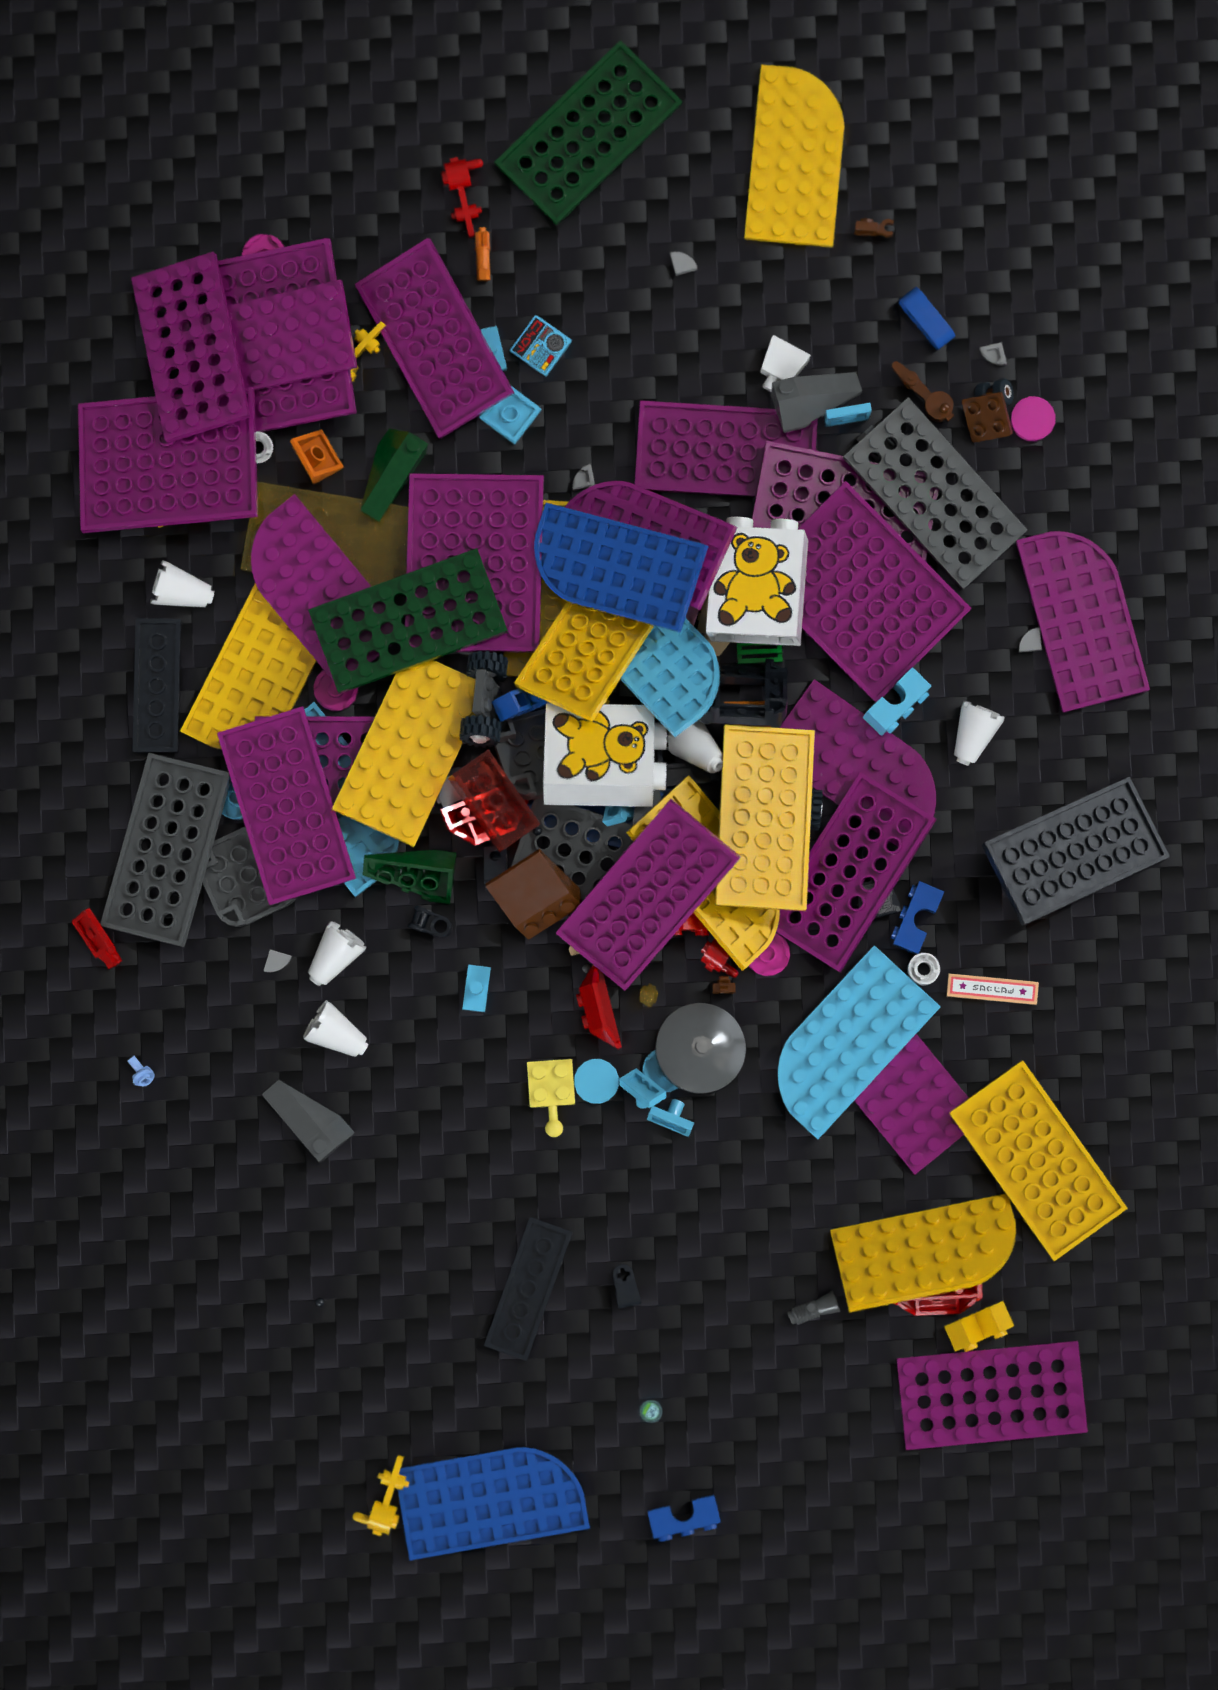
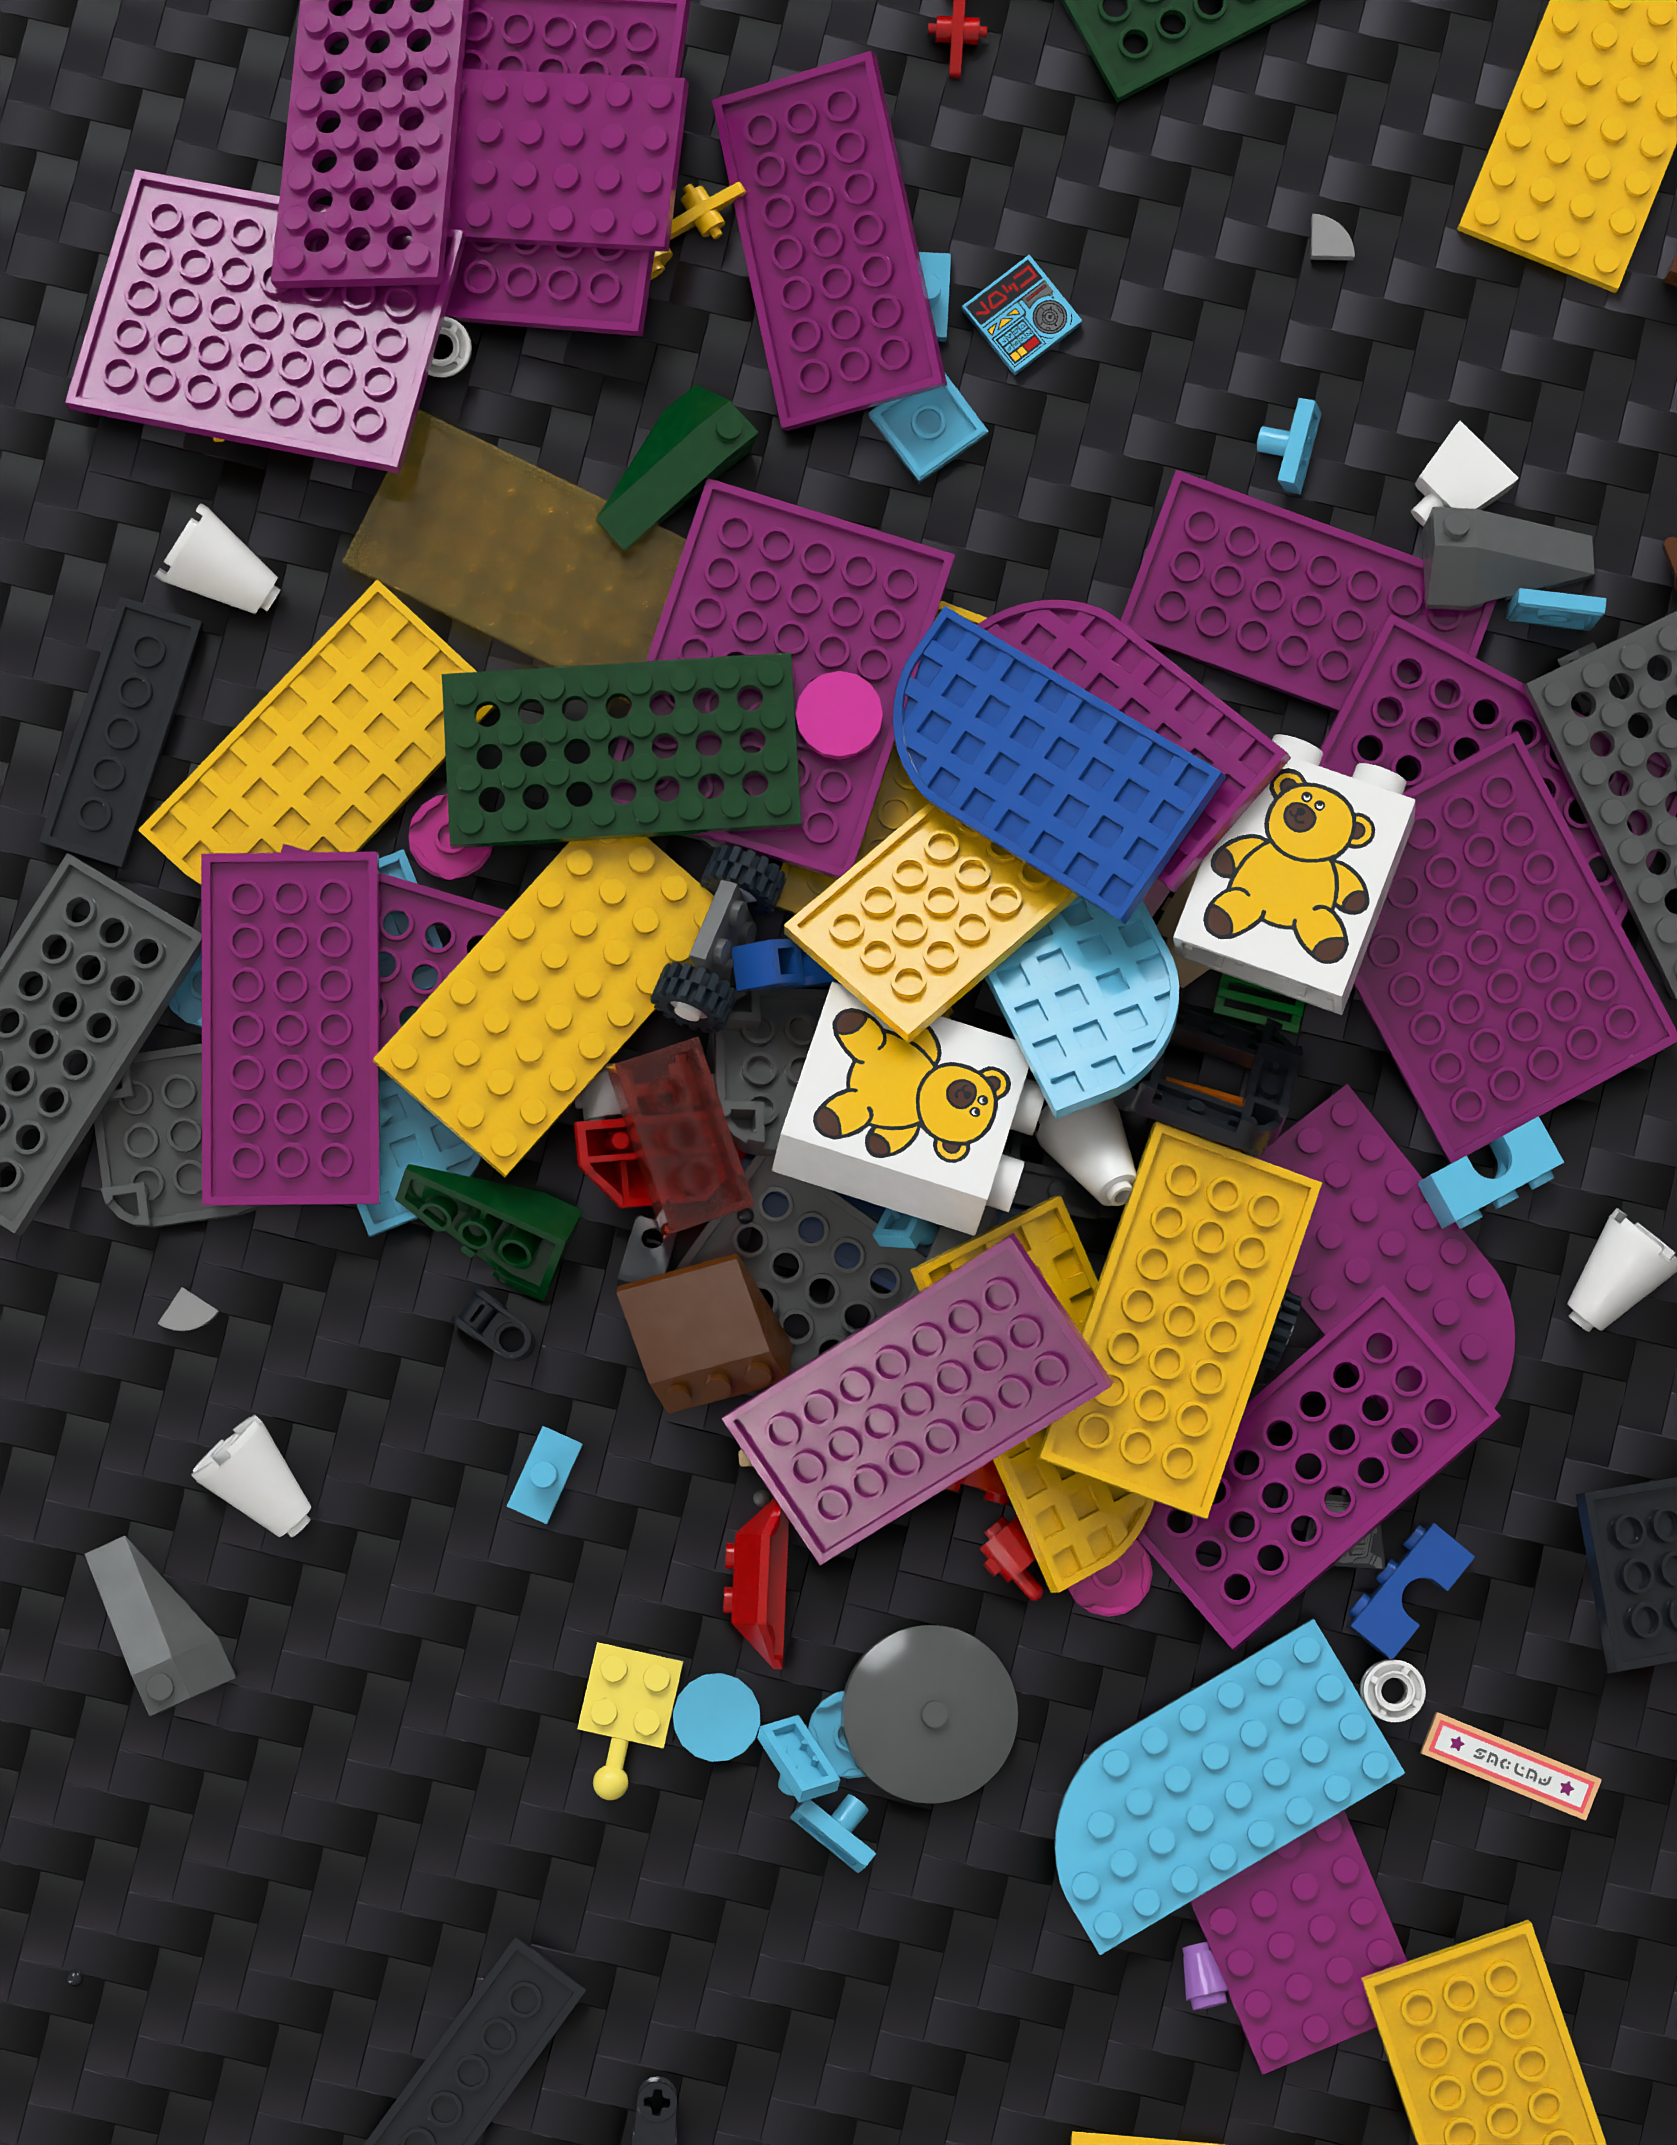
camera: 10 degrees right, 0 degrees up
(303, 568) = (458, 595): magenta plate -> none
(316, 455) = (546, 394): orange slope -> none
(334, 953) = (299, 1331): white cone -> none
(482, 248) = (964, 116): orange piece -> none
(510, 571) = (839, 715): none -> dark pink tile
(584, 478) = (1028, 583): light grey tile -> none
(648, 995) = (862, 1585): clear yellow plate -> none
(695, 371) = (1293, 445): none -> medium azure tile
(723, 986) = (1008, 1611): reddish brown plate -> none
(872, 1137) = (1203, 1978): none -> medium lavender cone

